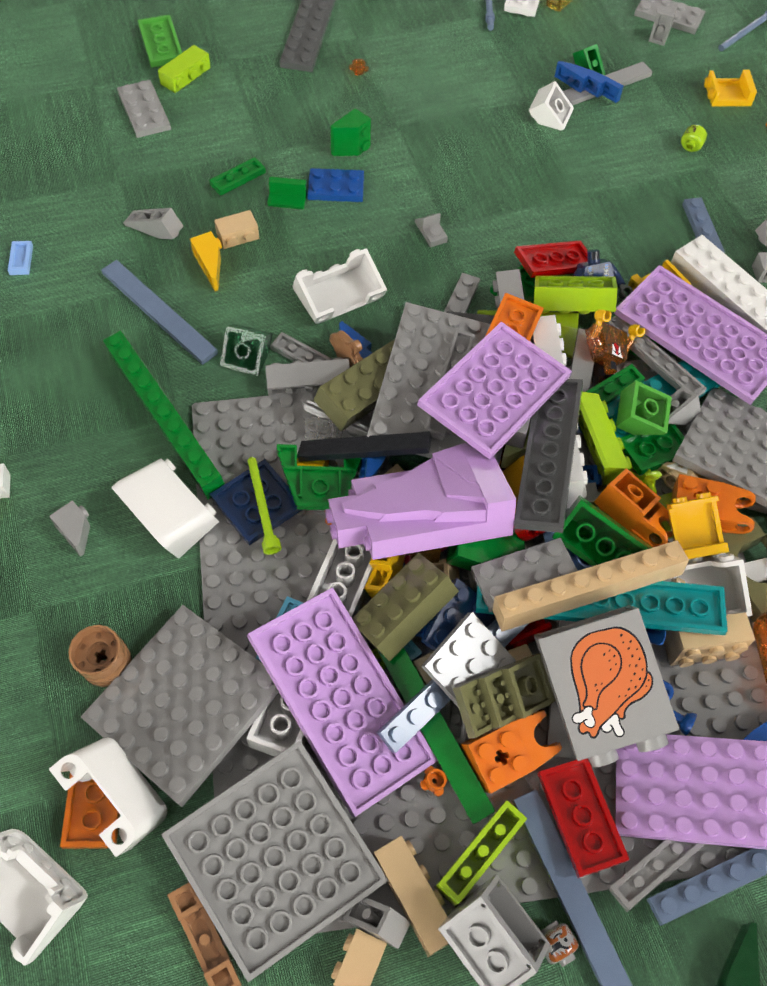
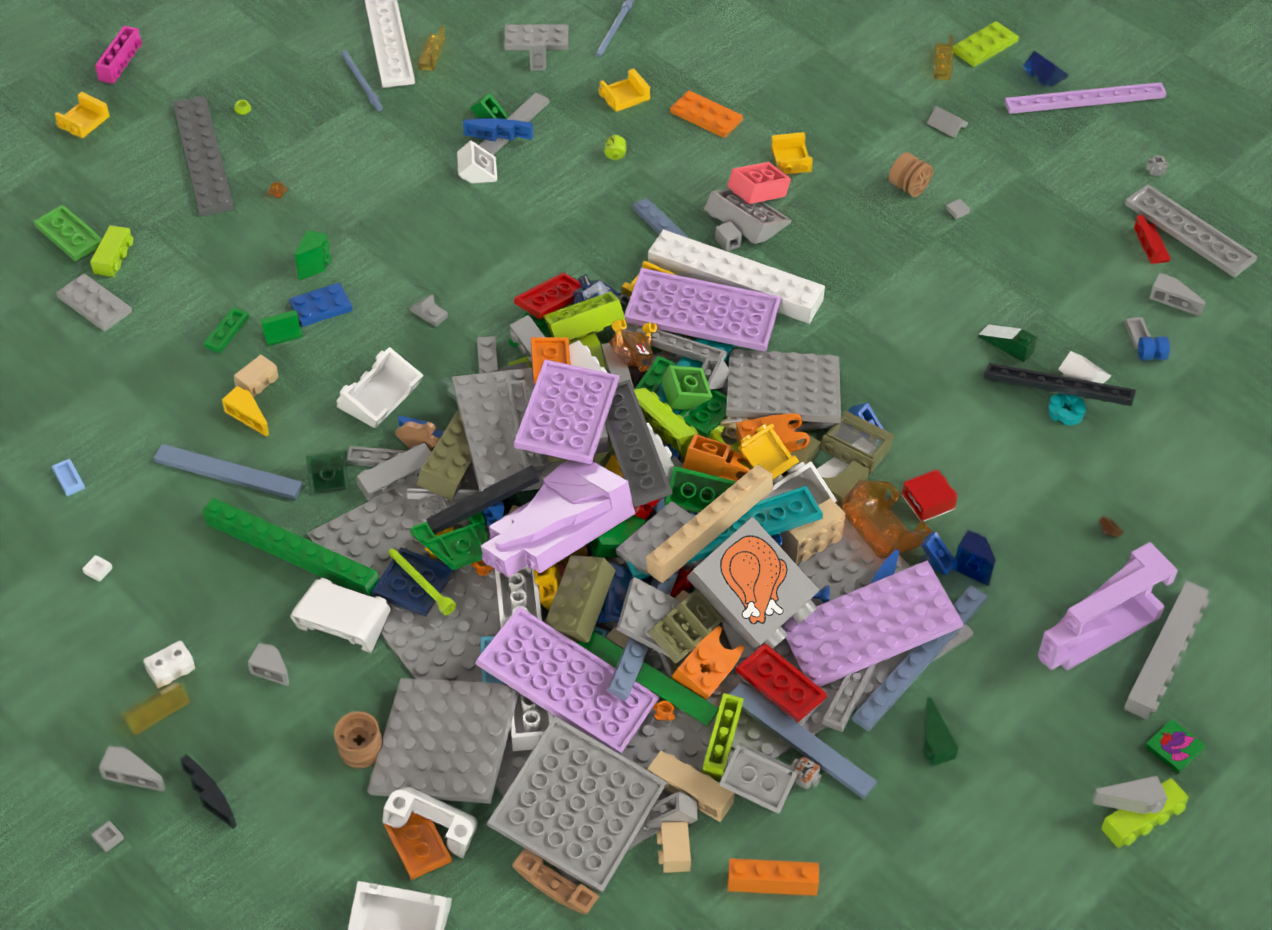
camera: 25 degrees left, 10 degrees down
(155, 222) = (178, 398): light grey slope -> none

